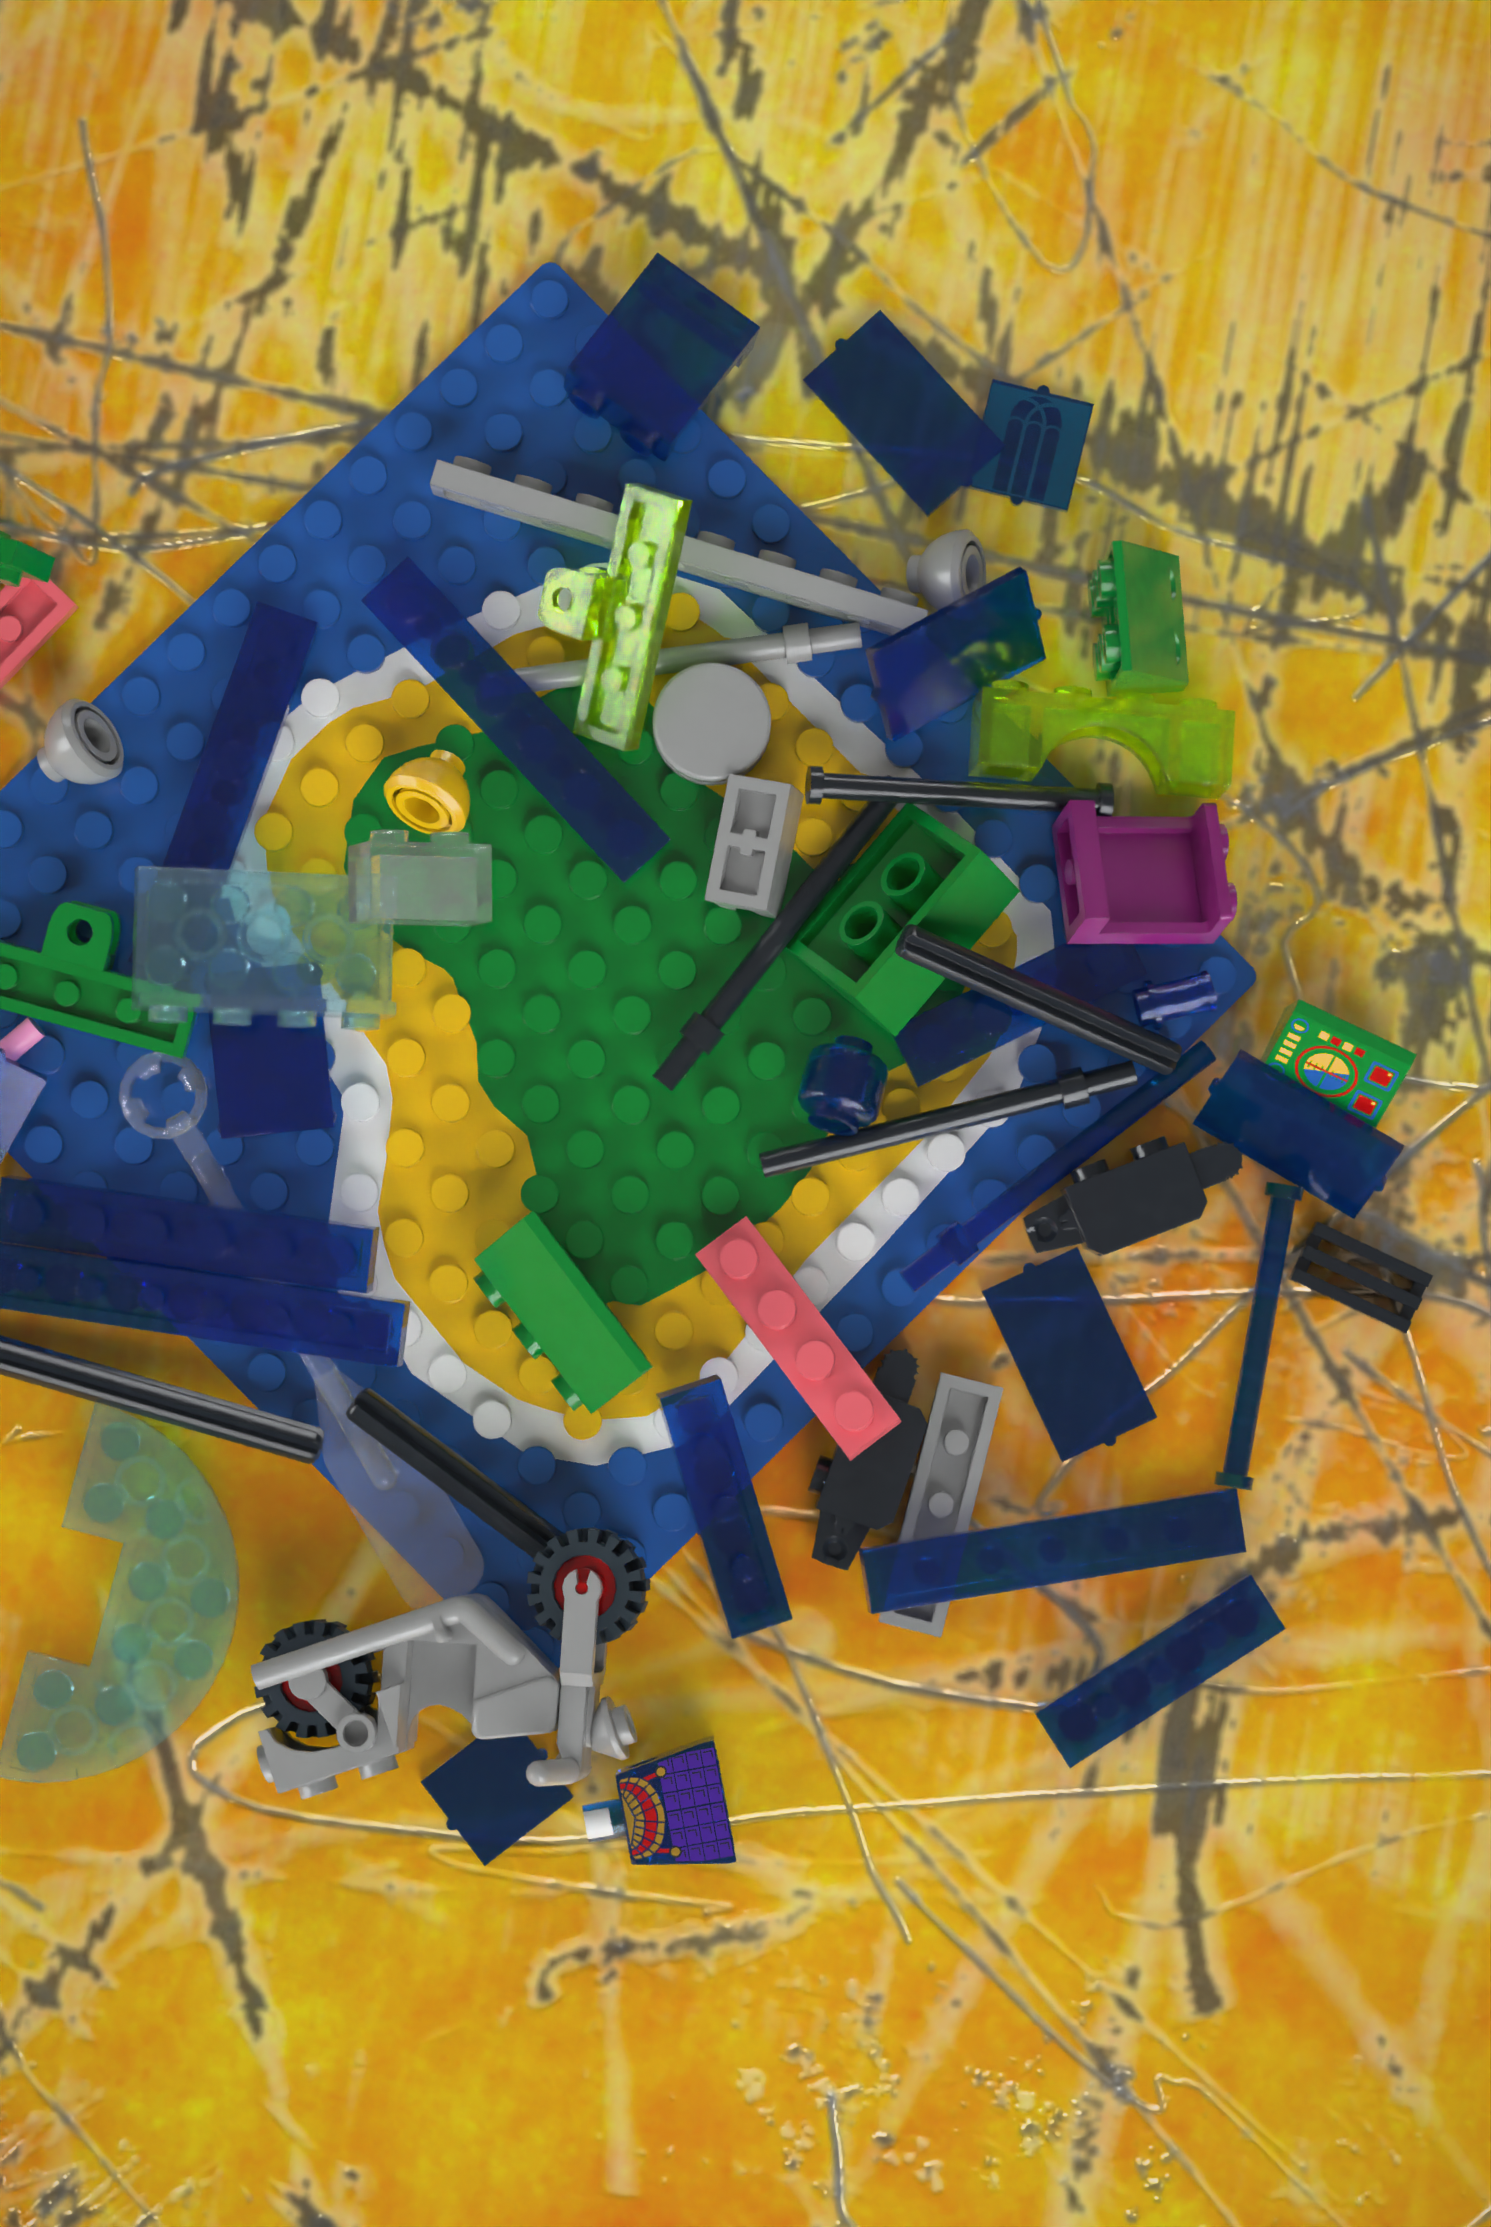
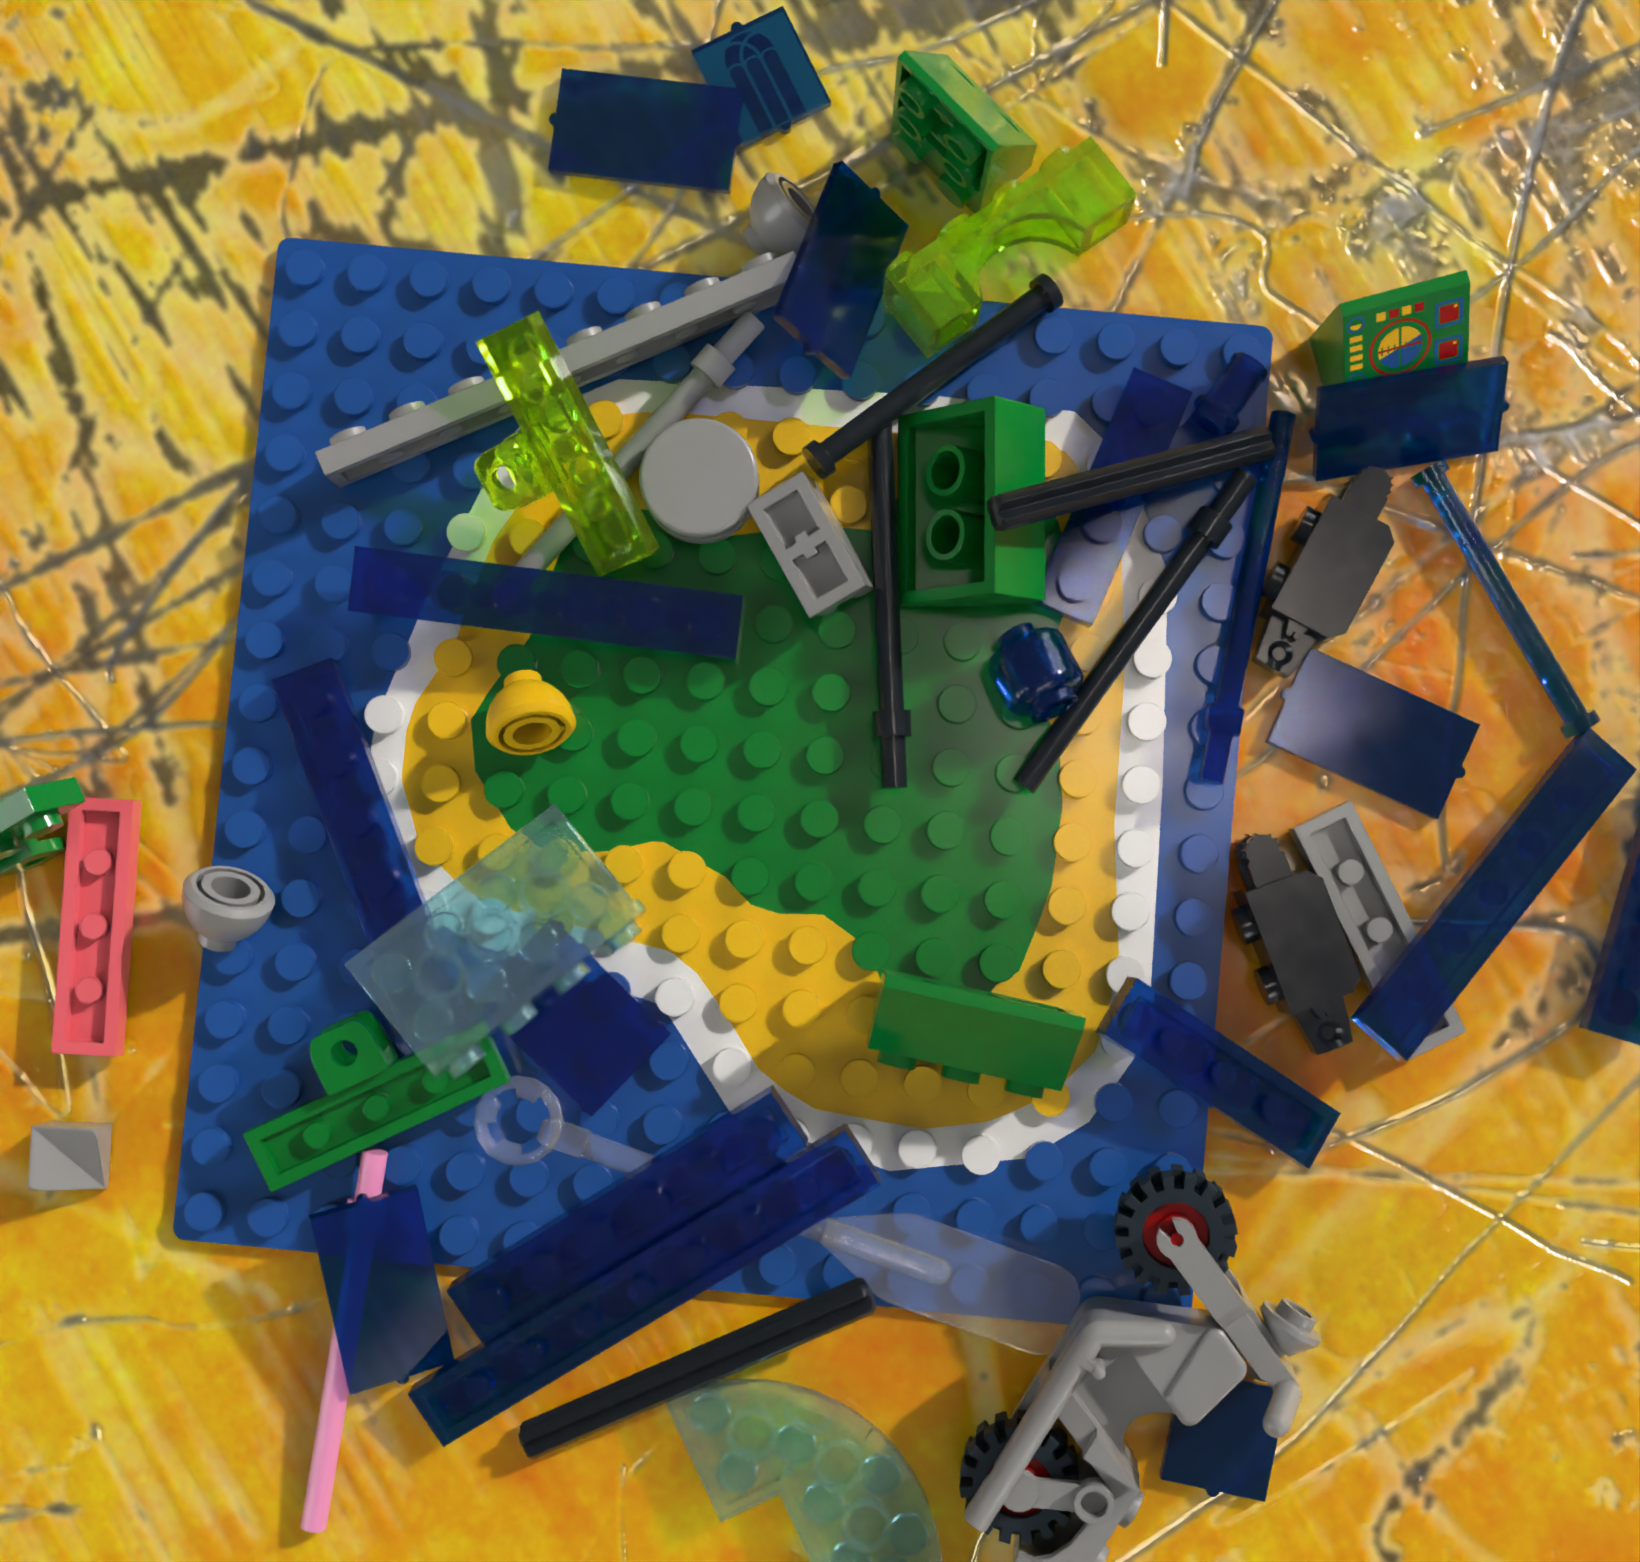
camera: 30 degrees left, 0 degrees up
(419, 881) = (576, 789): clear piece -> none
(450, 1472) = (990, 1226): black axle -> none
(658, 358) = (423, 237): clear blue panel -> none
(668, 1809) = (1373, 1341): torso -> none
(798, 1338) = (1168, 895): coral plate -> none
(1142, 876) = (1127, 320): magenta panel -> none
(1410, 1300) = (1591, 476): black tile -> none

